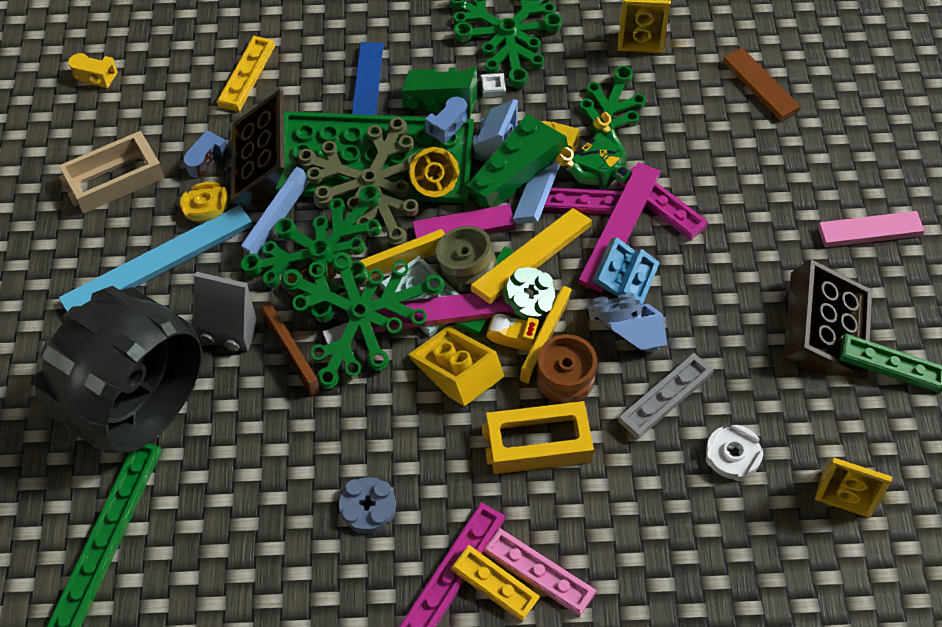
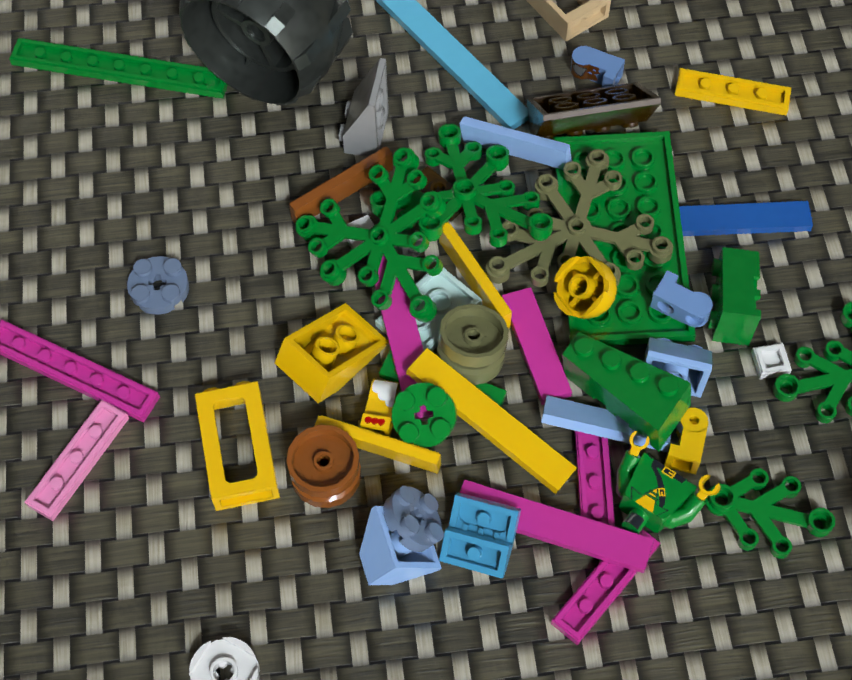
camera: 85 degrees right, 5 degrees up
(204, 201) = (531, 78): yellow tile -> none
(495, 583) = (61, 413): yellow tile -> none
(665, 396) = (301, 590): light grey plate -> none

